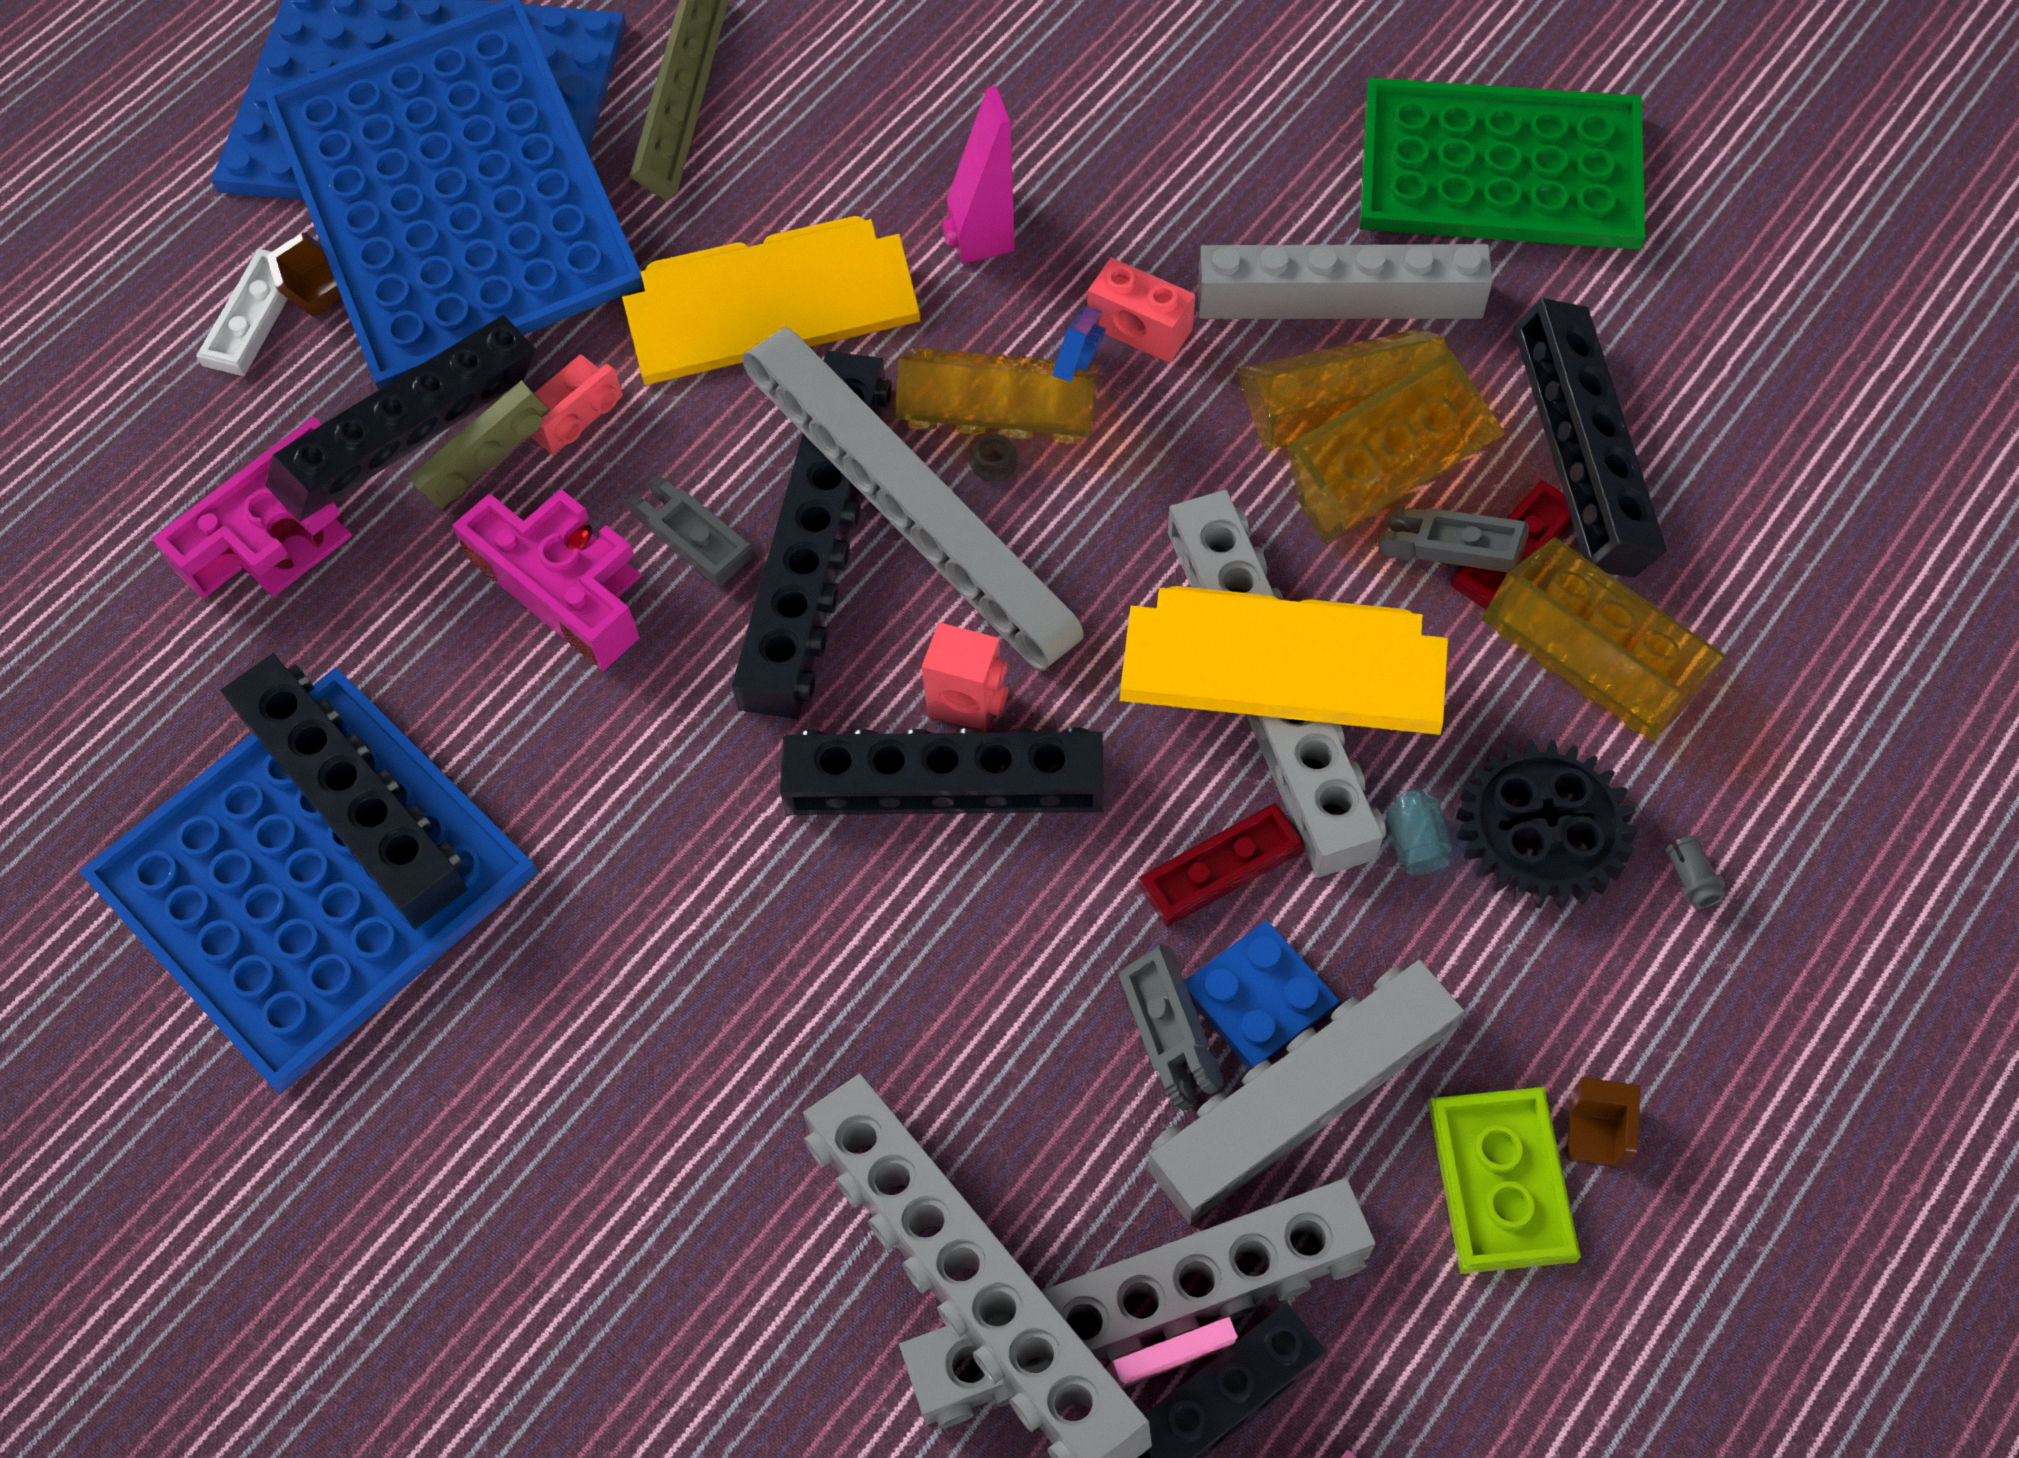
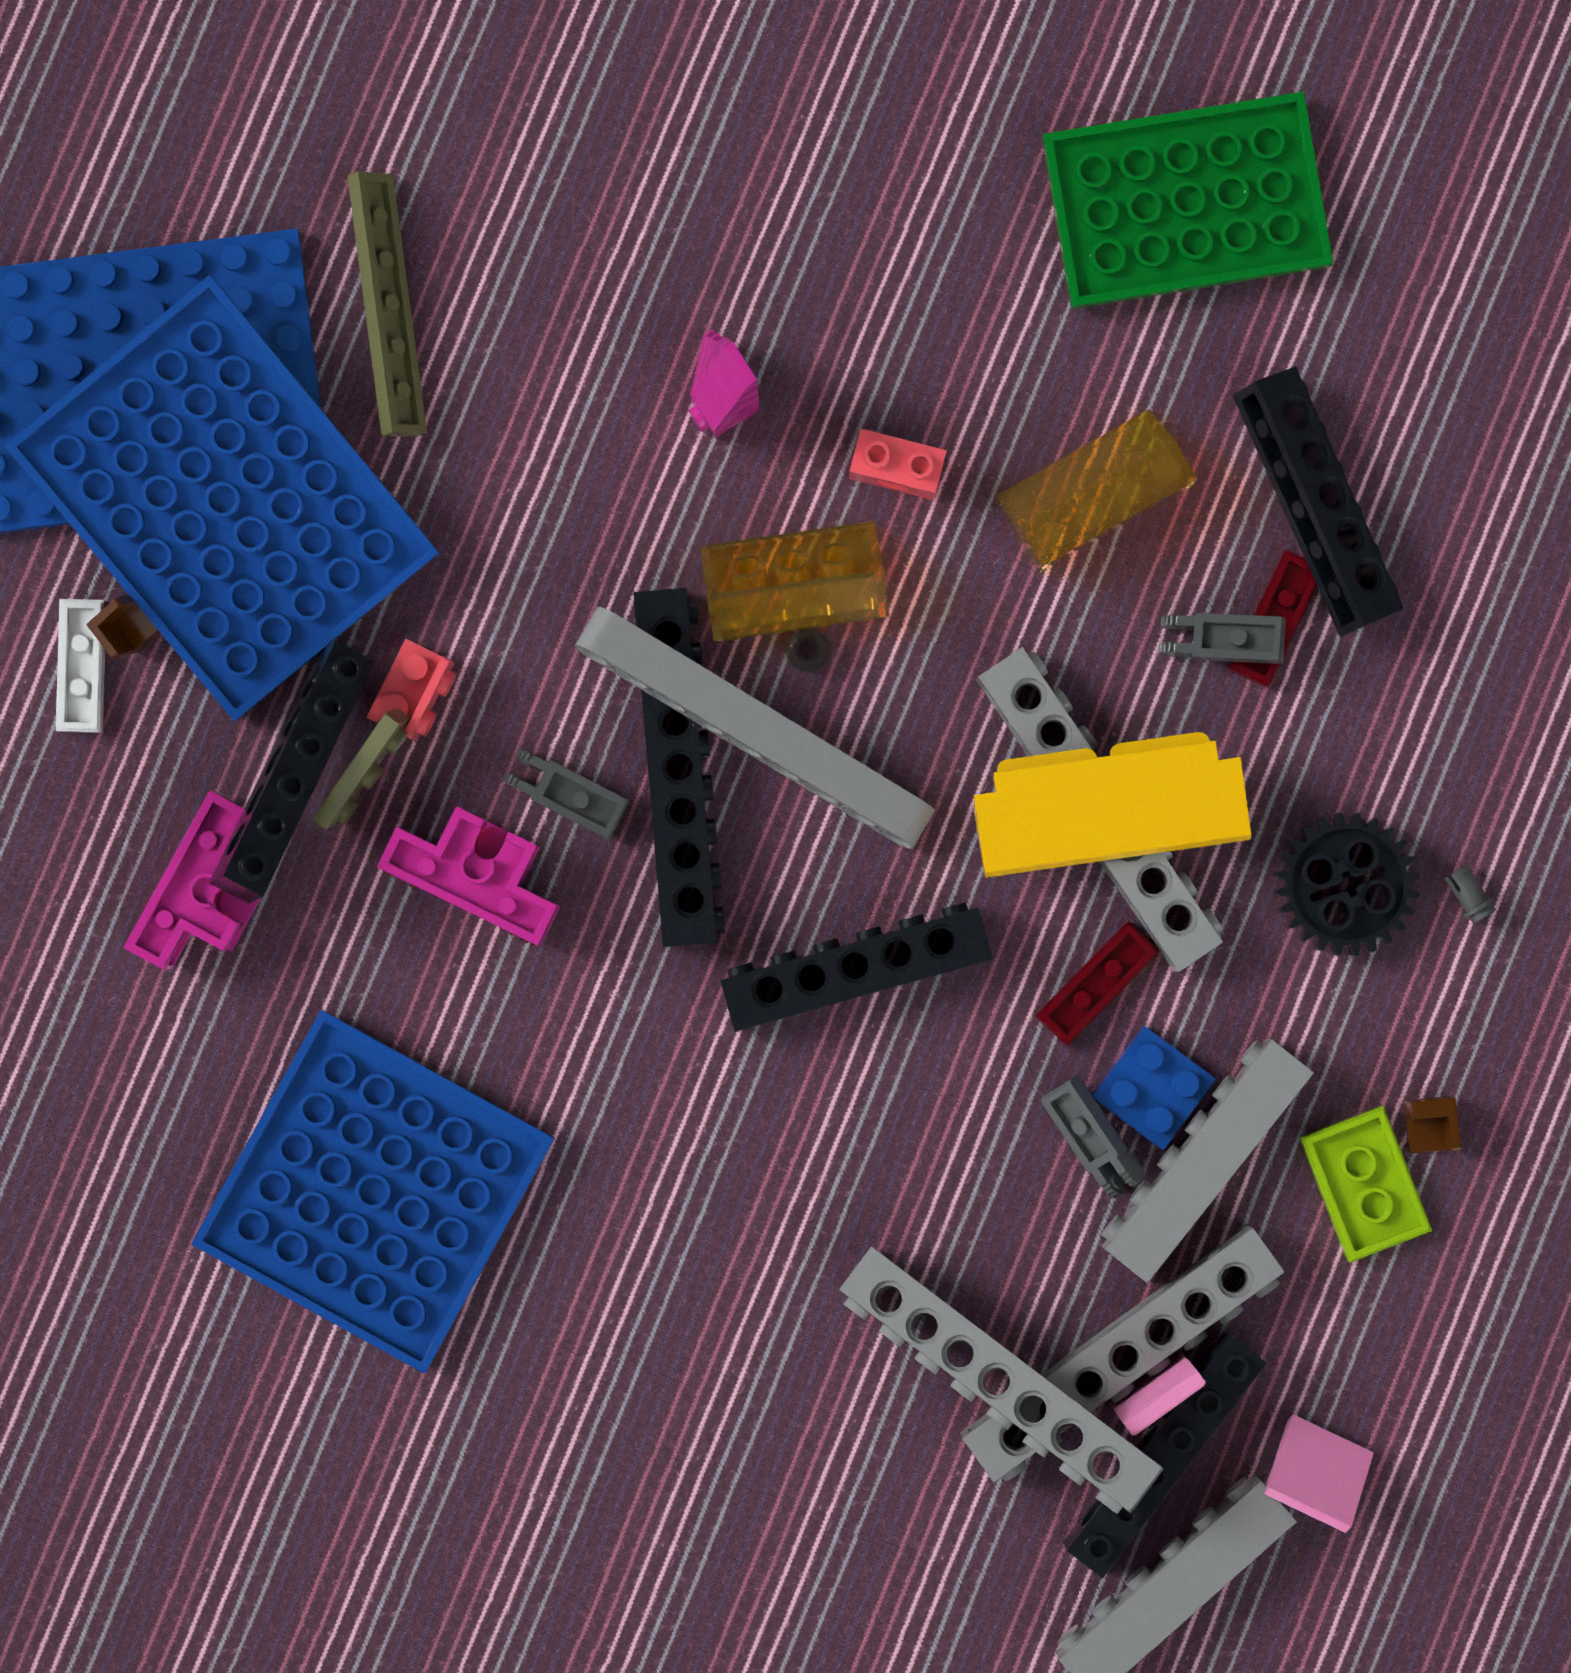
camera: 15 degrees left, 25 degrees up
(414, 888) = (280, 1073): black brick -> none
(726, 299) = (543, 546): yellow slope -> none
(964, 677) = (853, 889): coral brick -> none
(1079, 344) = (860, 538): blue plate -> none
(1344, 281) = (1071, 385): light grey brick -> none
(1390, 446) = (1157, 571): clear yellow slope -> none
(1419, 832) = (1248, 920): clear light blue brick -> none
(1602, 638) = (1364, 702): clear yellow slope -> none

